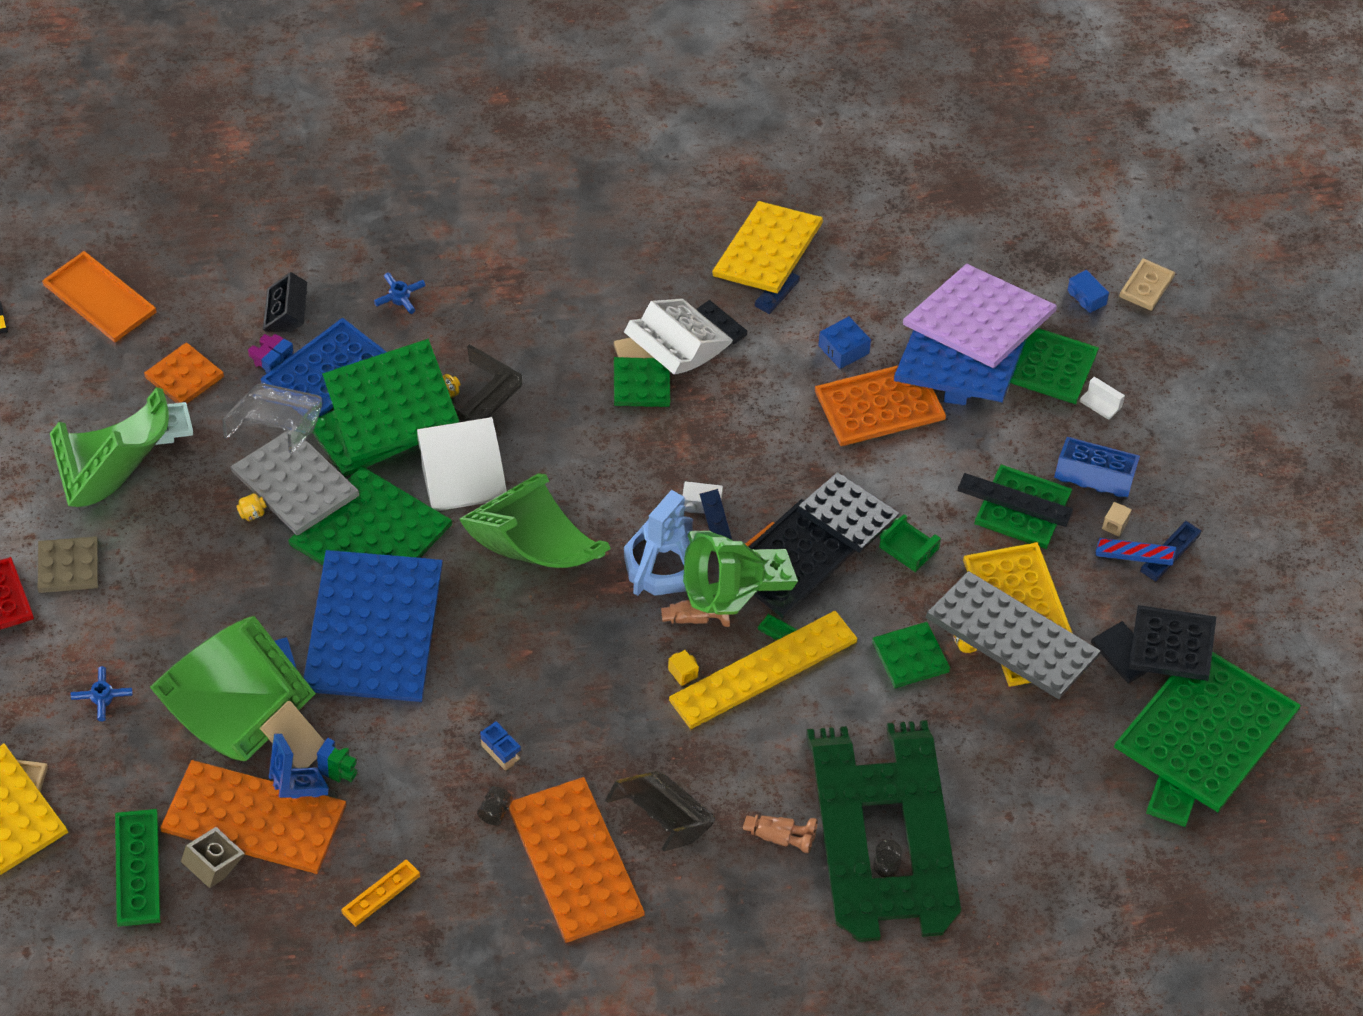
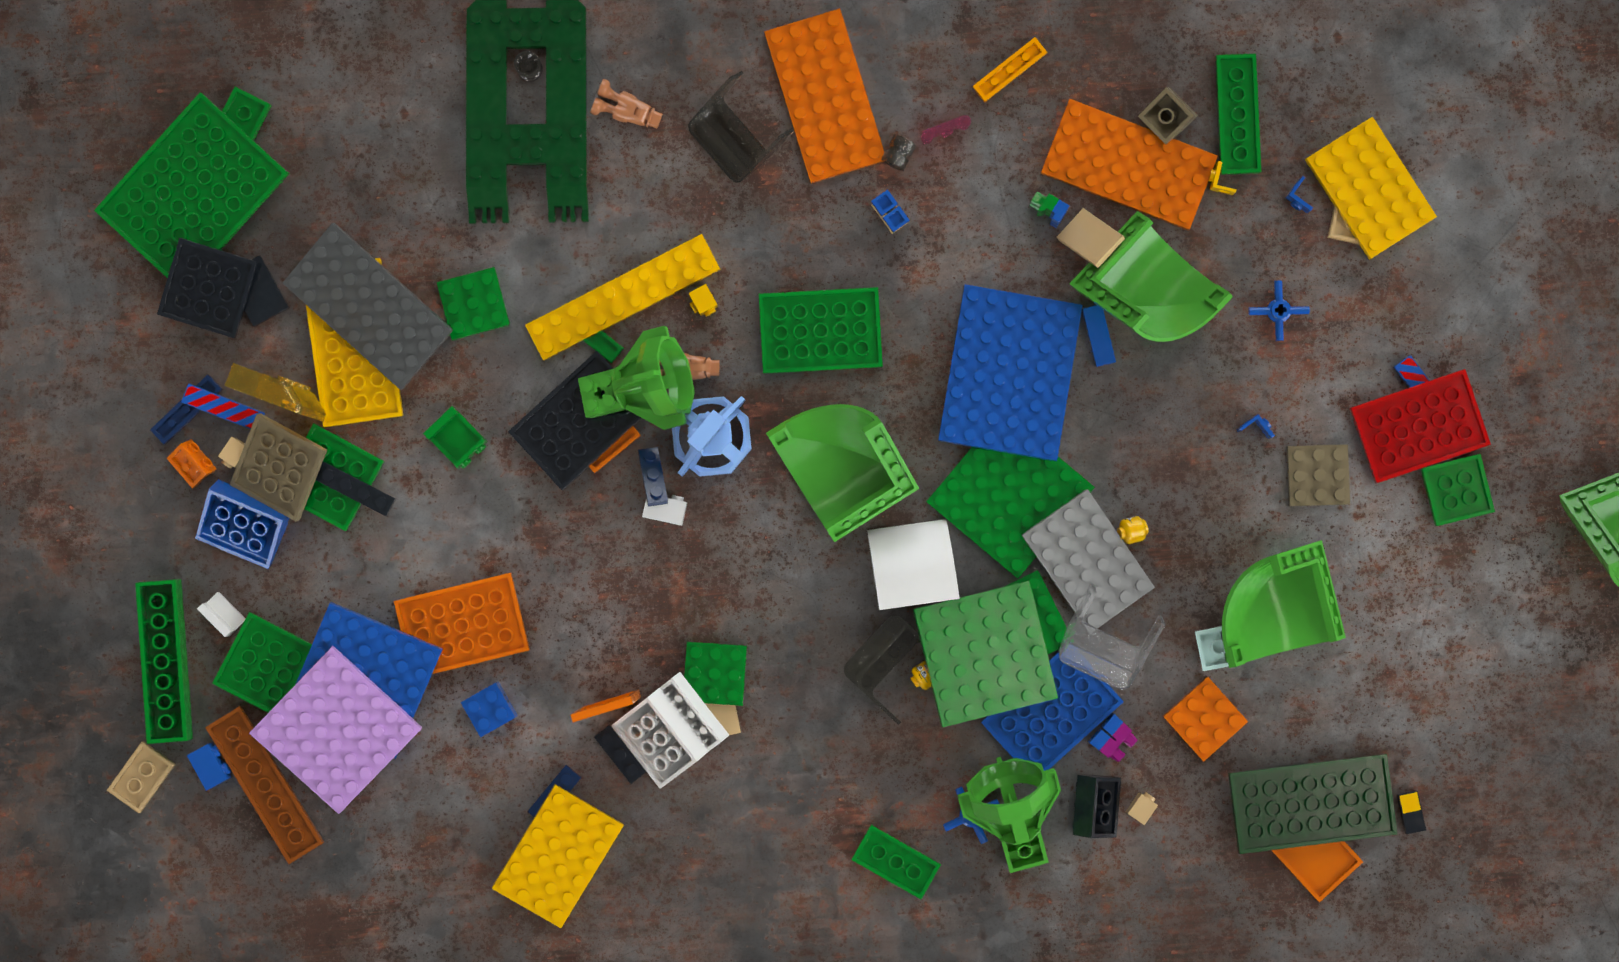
camera: 175 degrees left, 35 degrees up
(78, 790) = (1297, 202): none -> blue bracket
(86, 315) = (1312, 803): none -> dark green plate
(128, 601) = (1263, 424): none -> blue bracket
(163, 801) = (1214, 181): none -> yellow bracket
(244, 305) = (1142, 807): none -> tan brick
(293, 782) = (1098, 192): blue bracket -> none
(356, 276) = (1016, 821): none -> bright green plate
(446, 832) = (945, 129): none -> clear pink plate
(466, 259) = (896, 861): none -> green plate
(564, 651) = (820, 330): none -> green plate
(736, 323) = (605, 705): none -> orange tile
(848, 512) = (514, 473): plate -> none
(1030, 275) = (264, 785): none -> dark orange plate
(1066, 536) = (277, 391): none -> clear yellow windscreen
(1072, 499) = (278, 467): none -> dark tan plate
(1145, 359) = (164, 661): none -> green brick
(1155, 510) = (191, 463): none -> orange bracket

